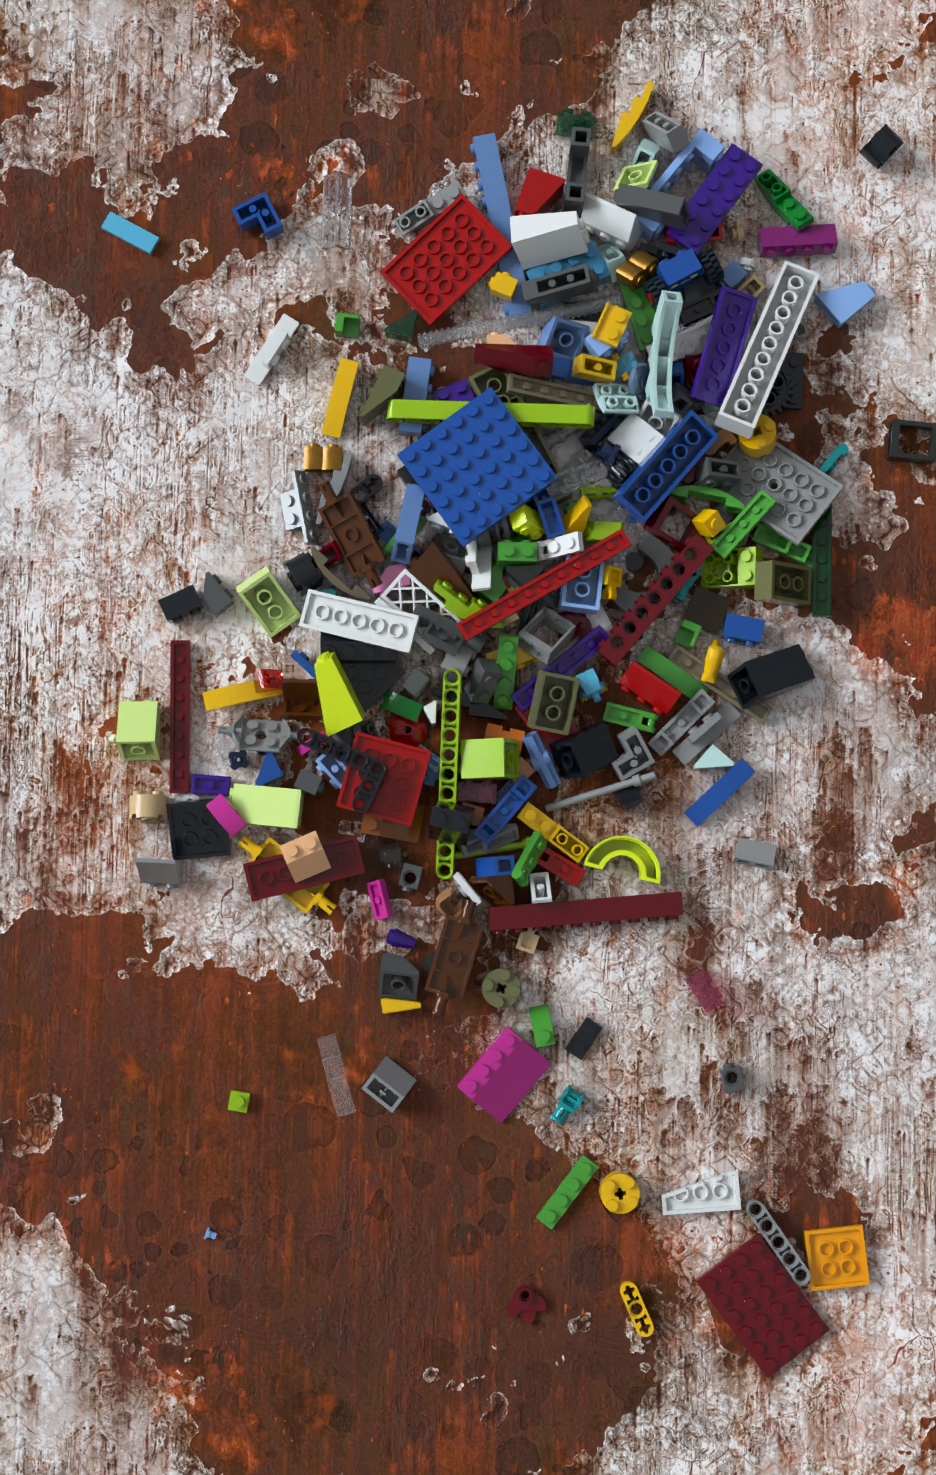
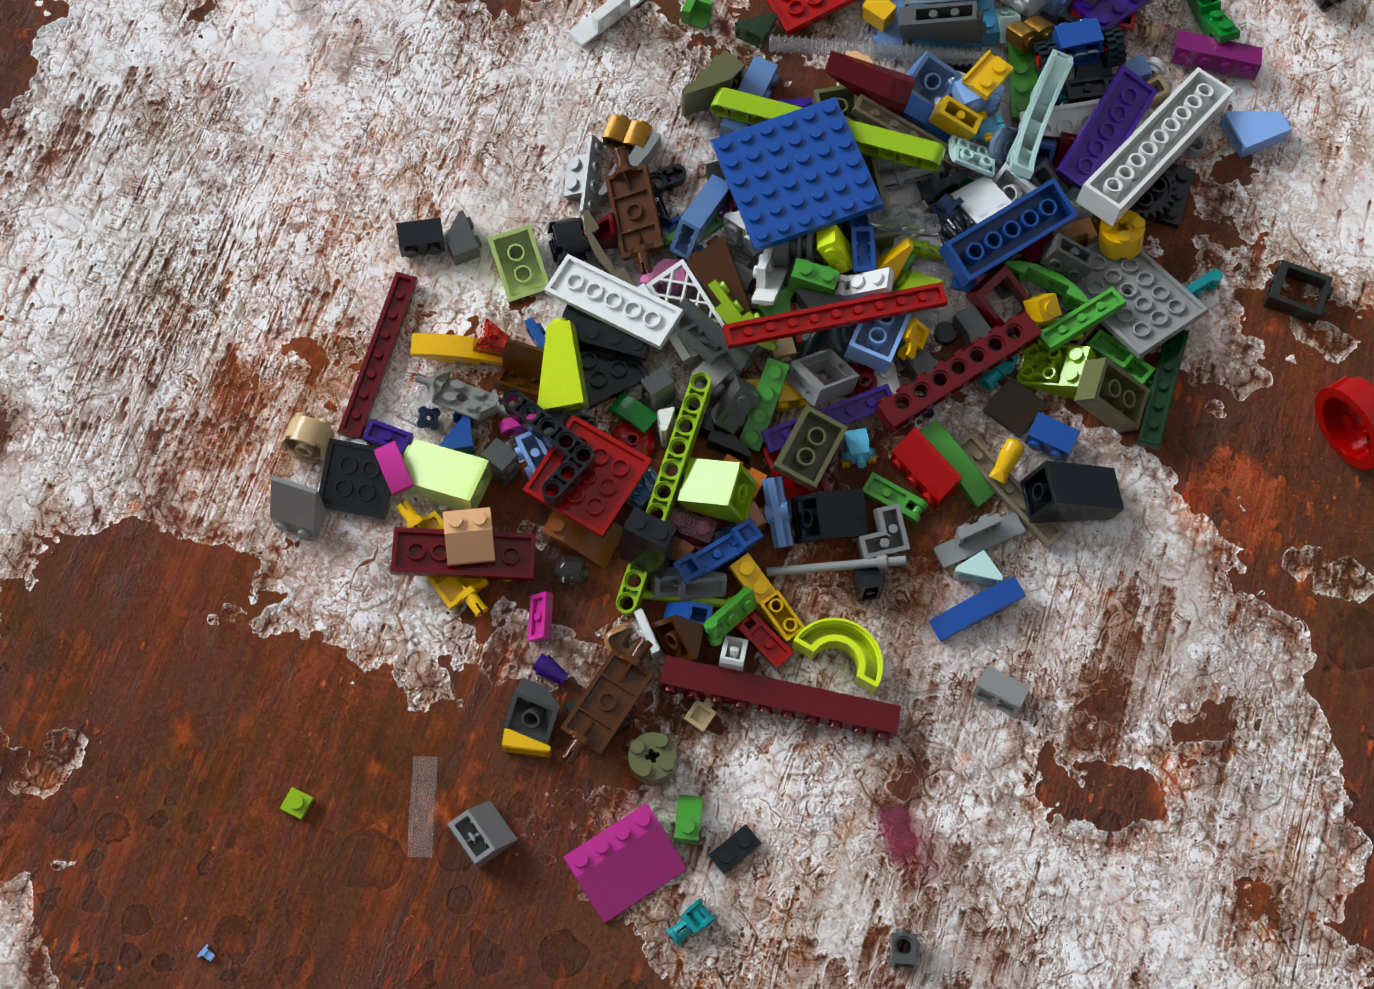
camera: 15 degrees right, 15 degrees down
(138, 730) = (326, 356): yellowish green slope -> none
(340, 397) = (666, 79): yellow slope -> none
(409, 868) = (586, 592): dark grey brick -> none
(681, 722) = (946, 523): light grey slope -> none
(687, 634) = (987, 424): bright green panel -> none

